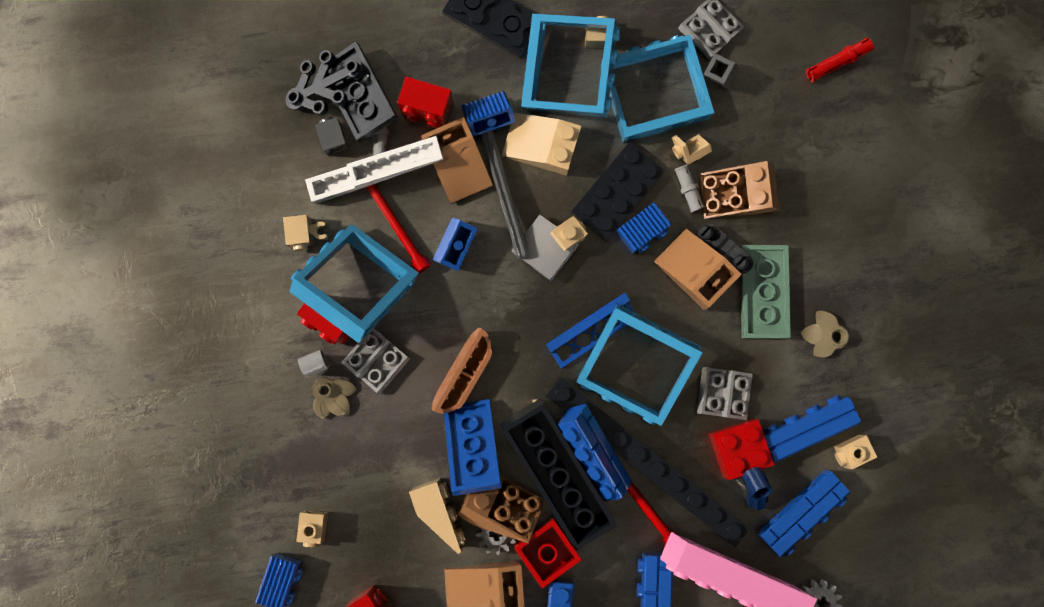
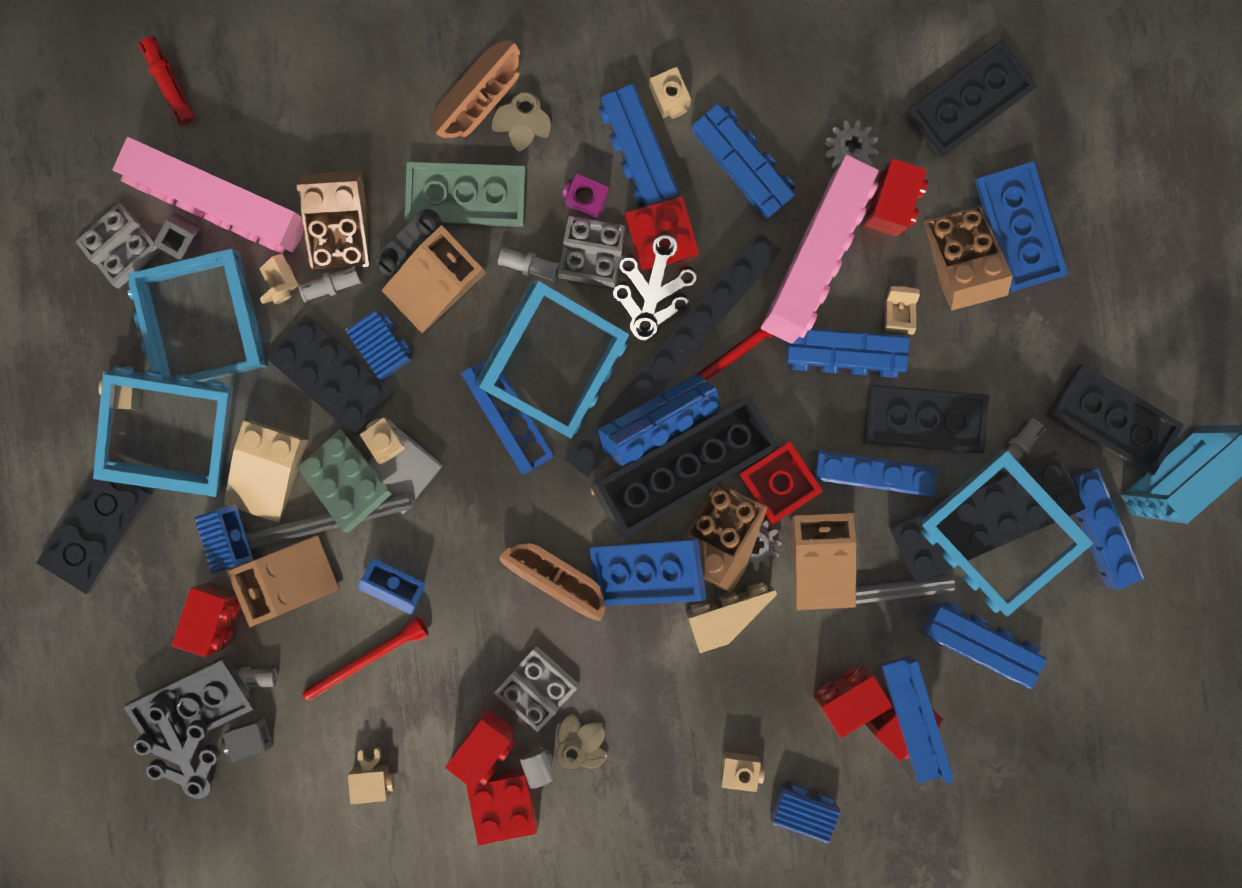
camera: 90 degrees left, 5 degrees up
(281, 337) = (503, 807): none -> red brick
(330, 309) = (473, 742): dark azure window -> none
(373, 170) = (292, 687): white slope -> none
(536, 204) = (344, 481): none -> sand green plate
(697, 443) = (653, 291): none -> plant
(712, 343) = (528, 264): none -> light grey pin
(753, 95) = (204, 193): none -> bright pink brick
(757, 488) = (710, 219): dark blue piece -> none
(759, 391) = (595, 205): none -> magenta brick
(846, 299) = (477, 91): none -> nougat brick

